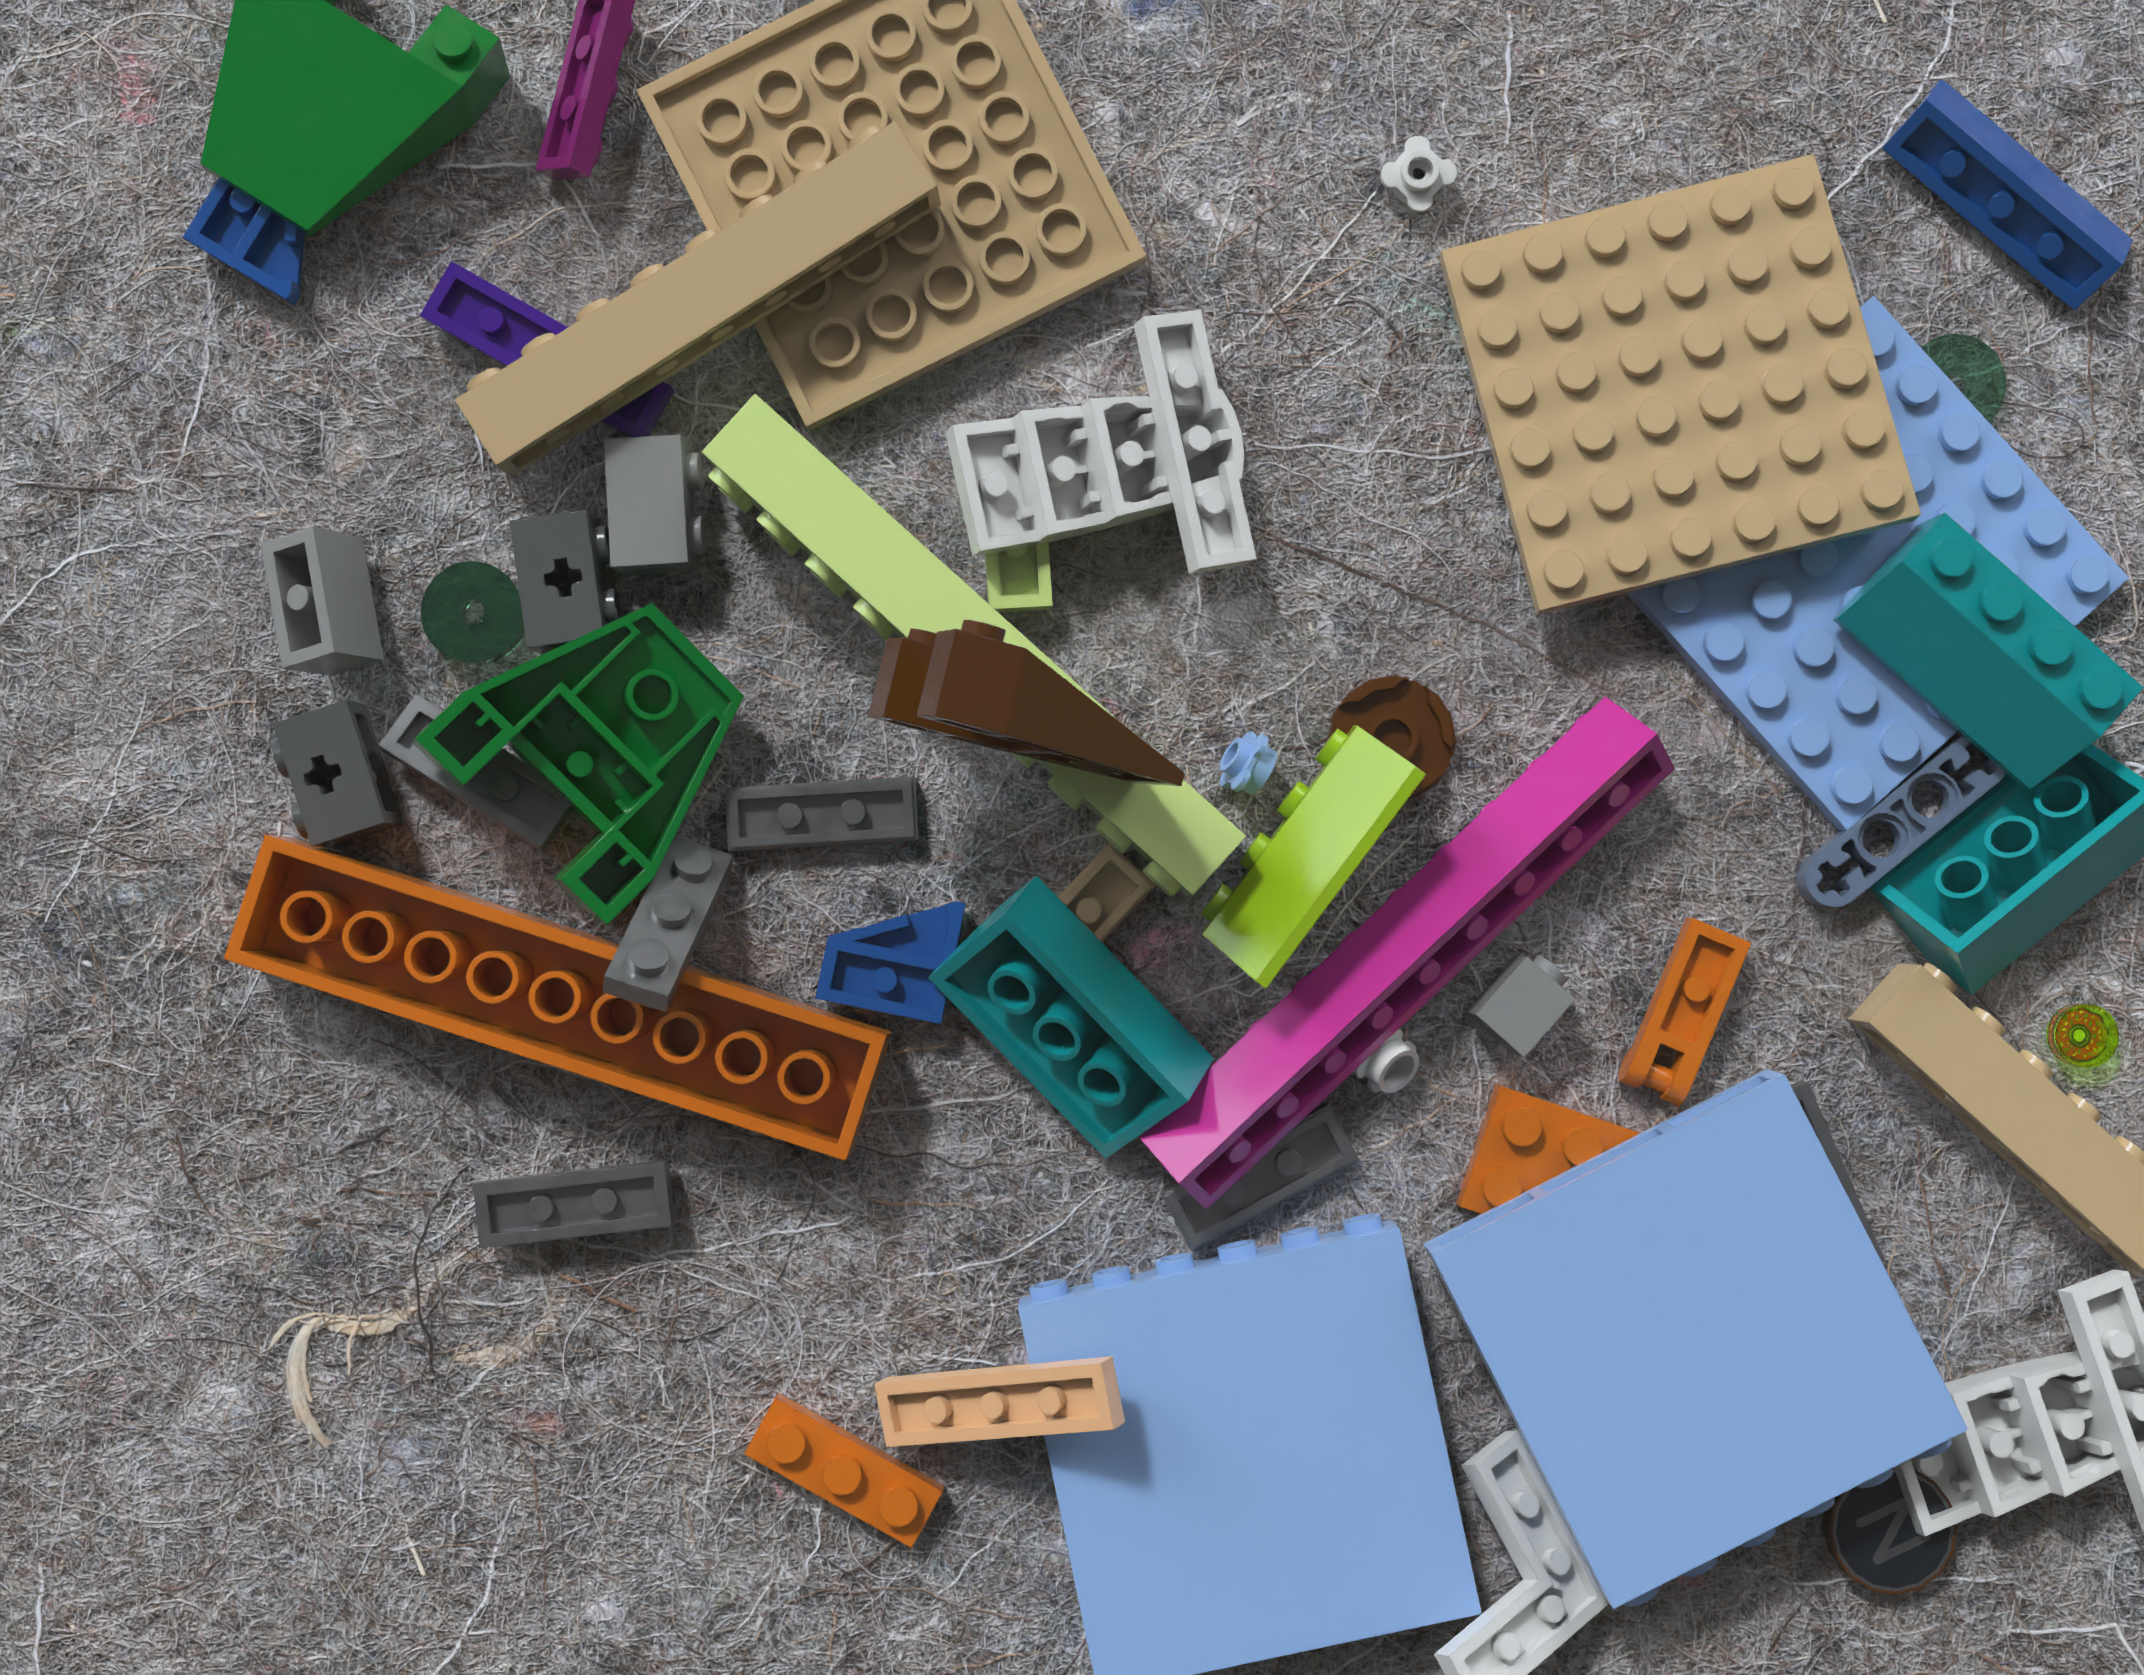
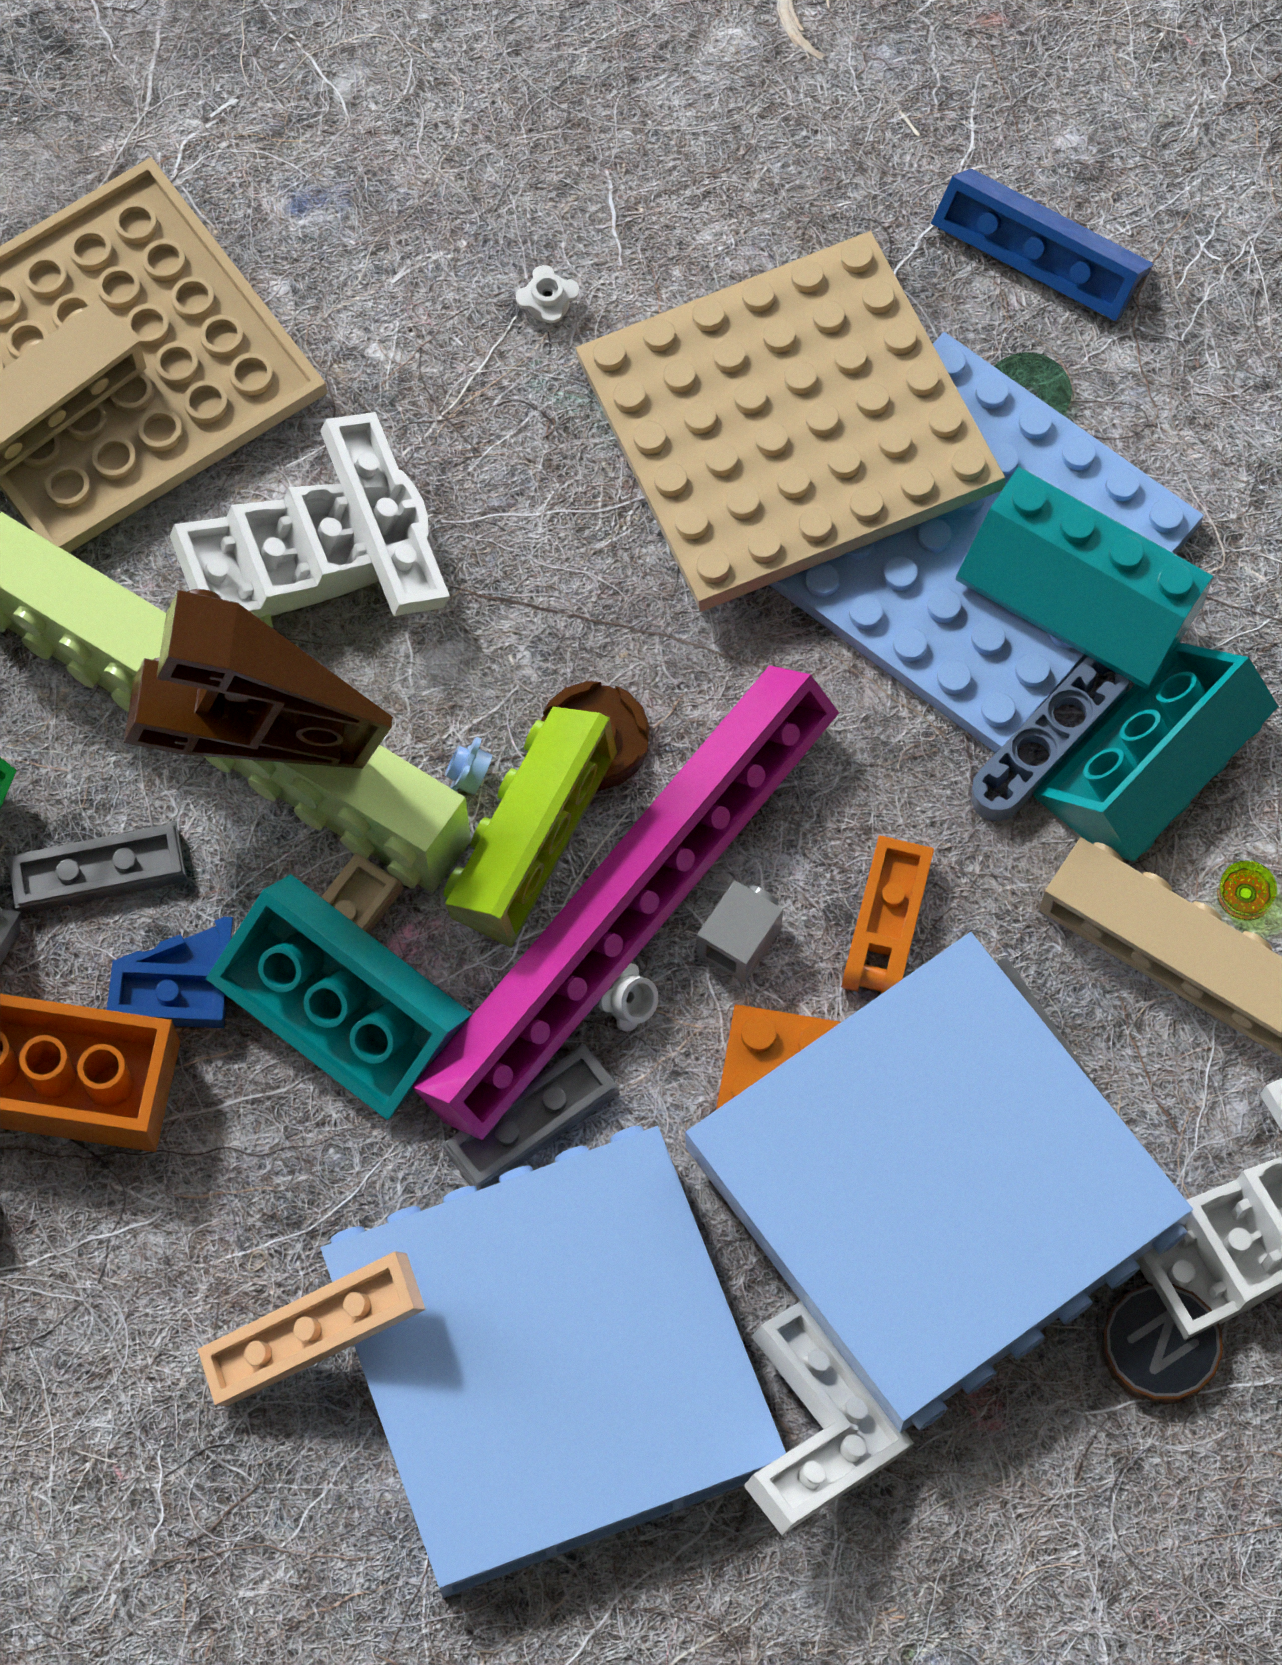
camera: 10 degrees left, 20 degrees down
(844, 1470) = (178, 1438): orange plate -> none

